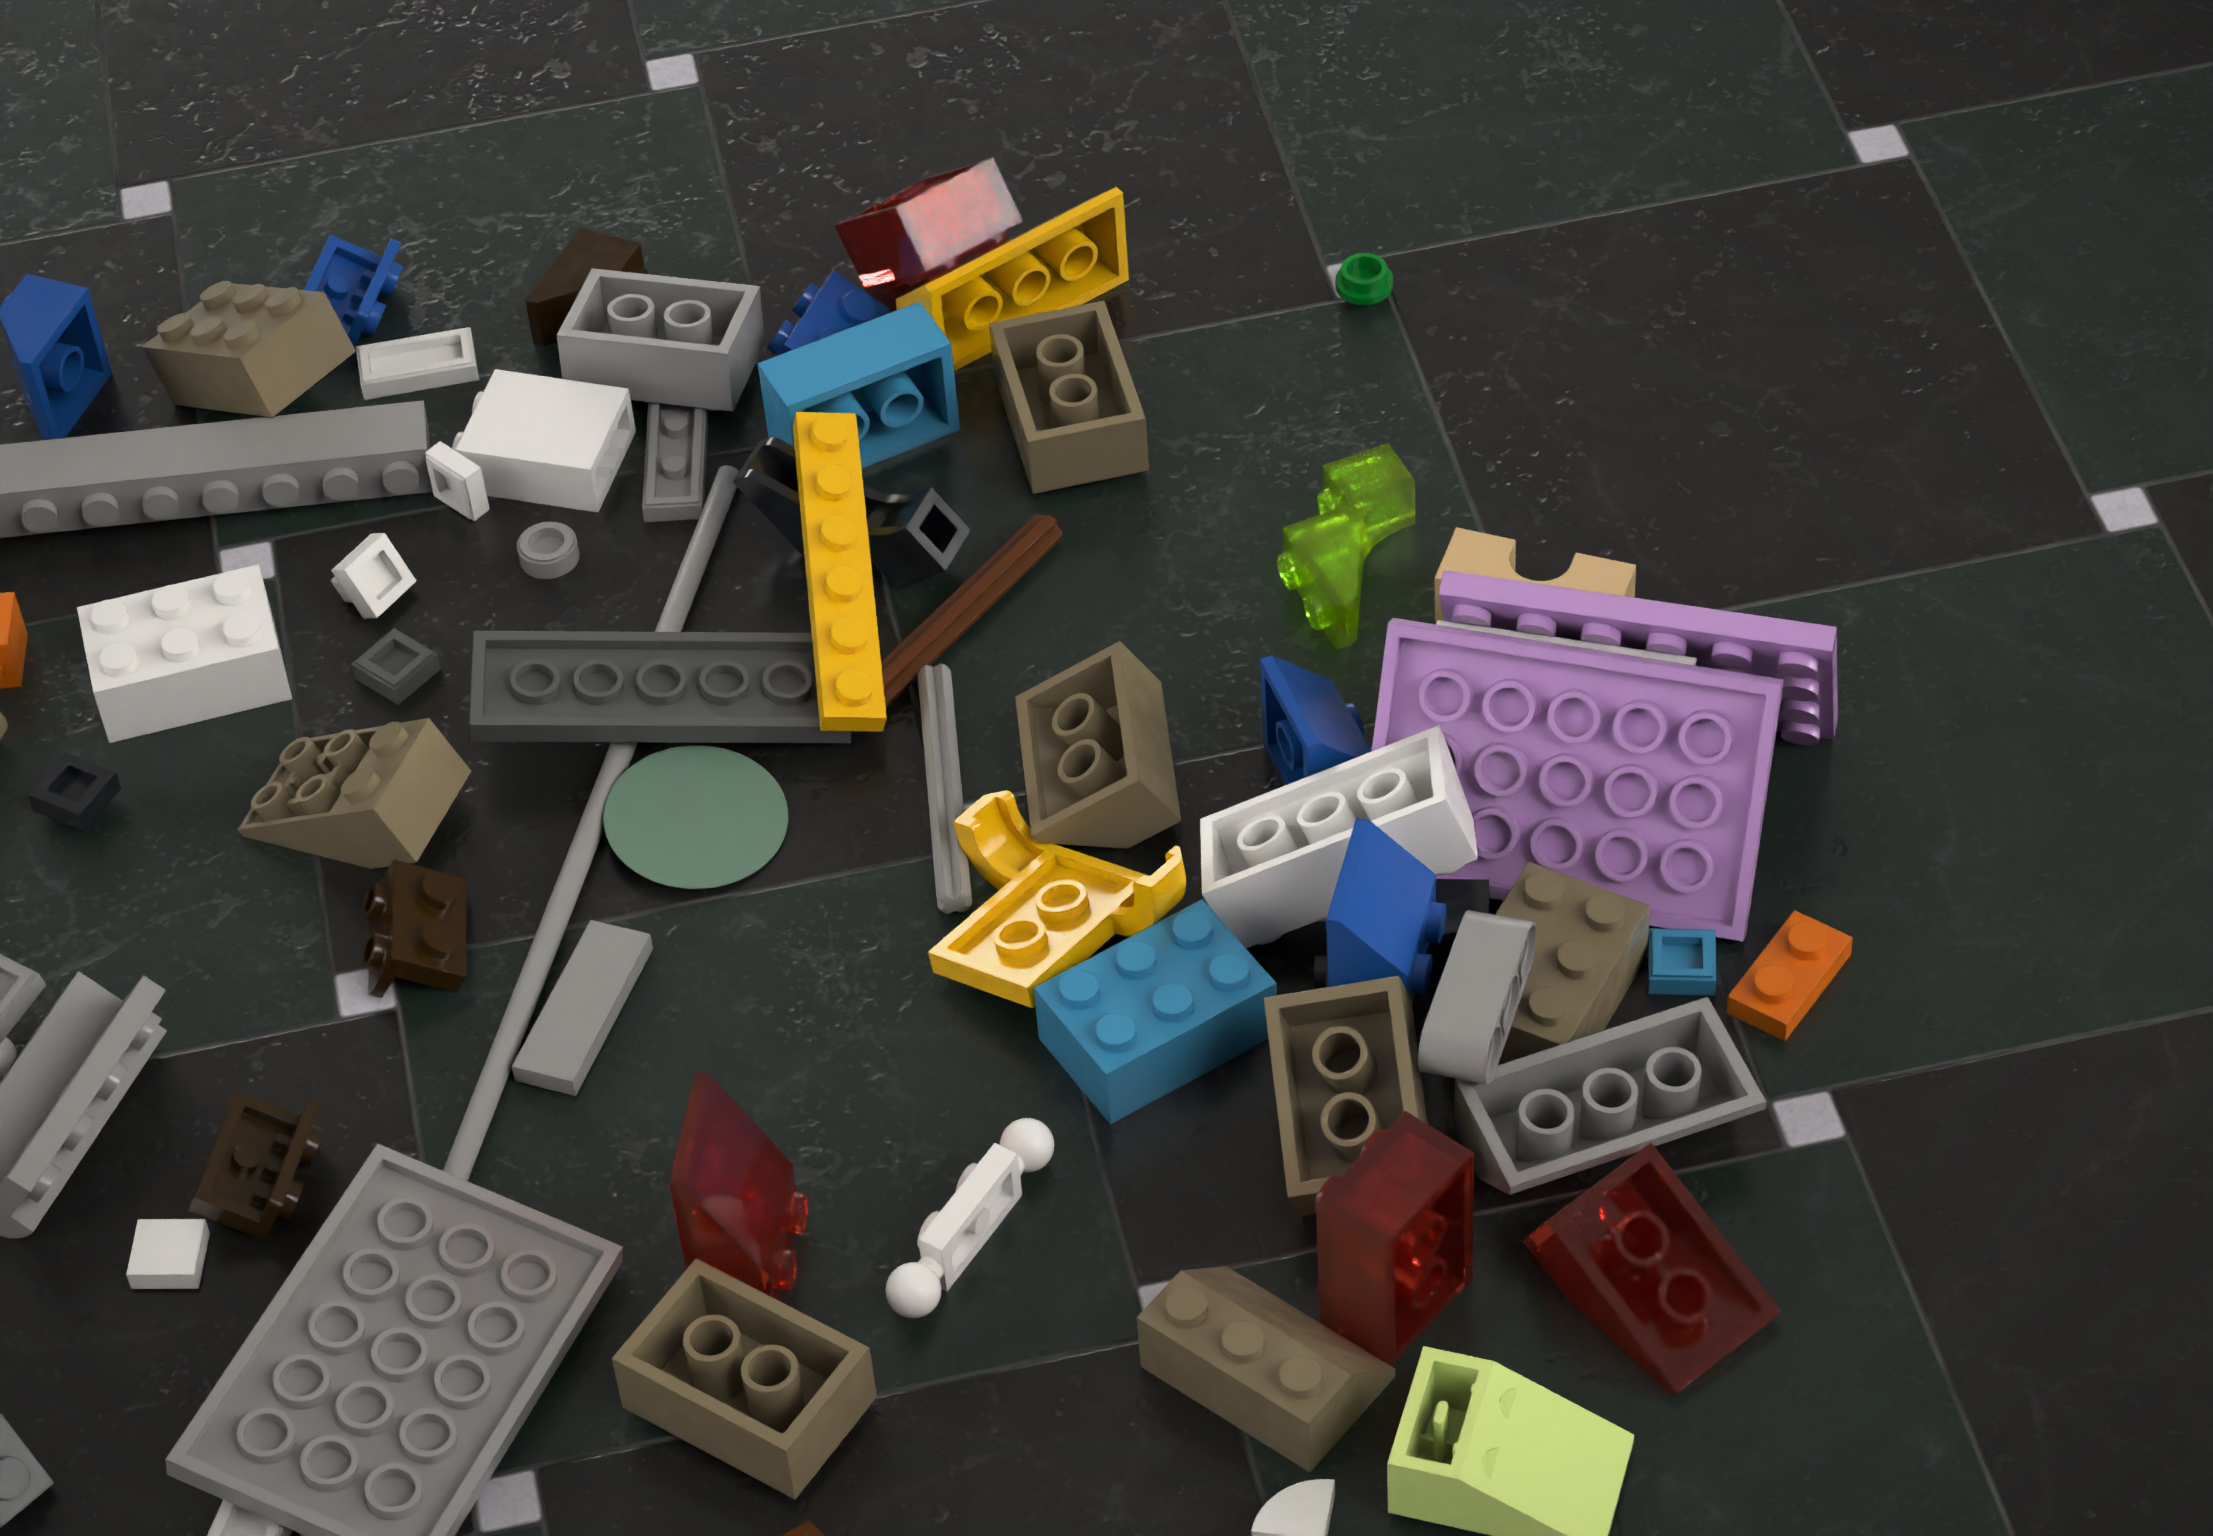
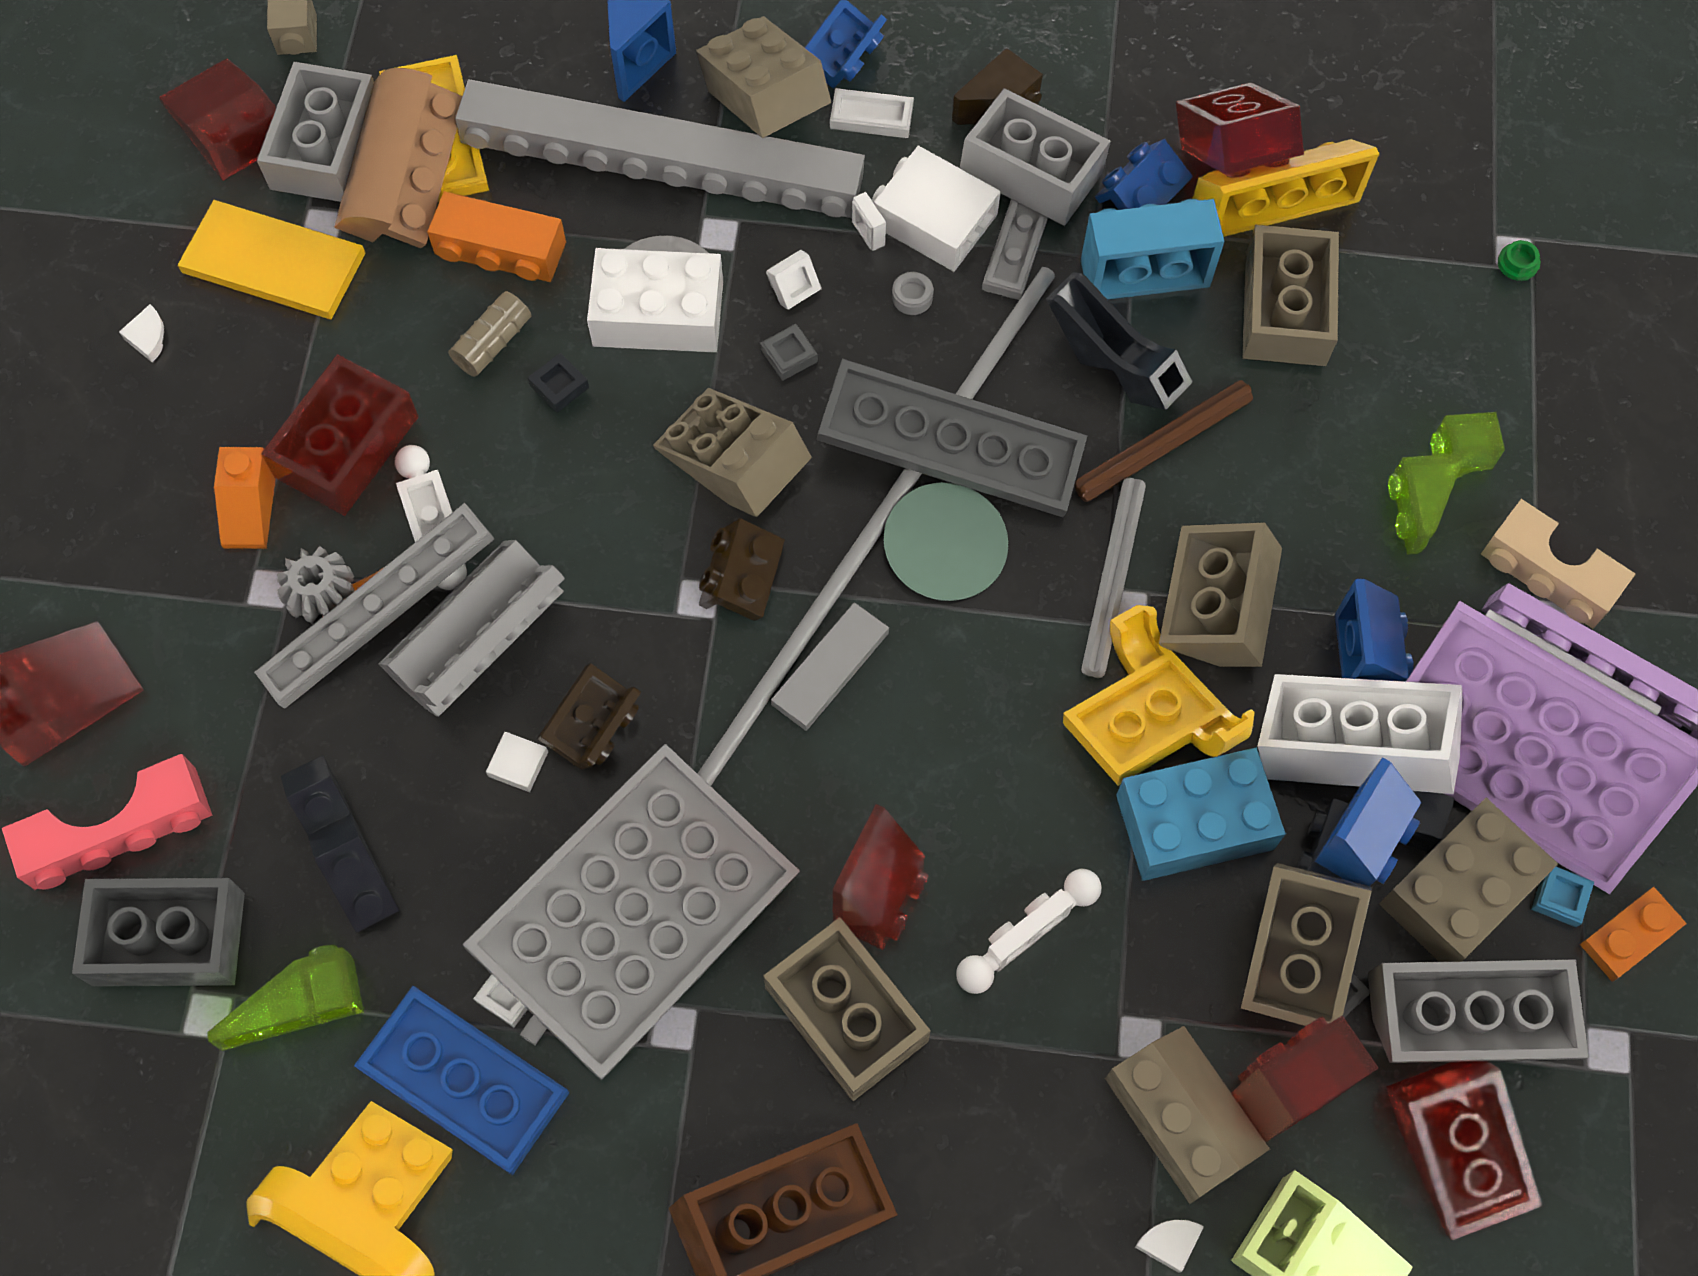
camera: 15 degrees right, 20 degrees up
(839, 573) = (1094, 392): yellow plate -> none
(1477, 997) = (1419, 912): light grey beam -> none

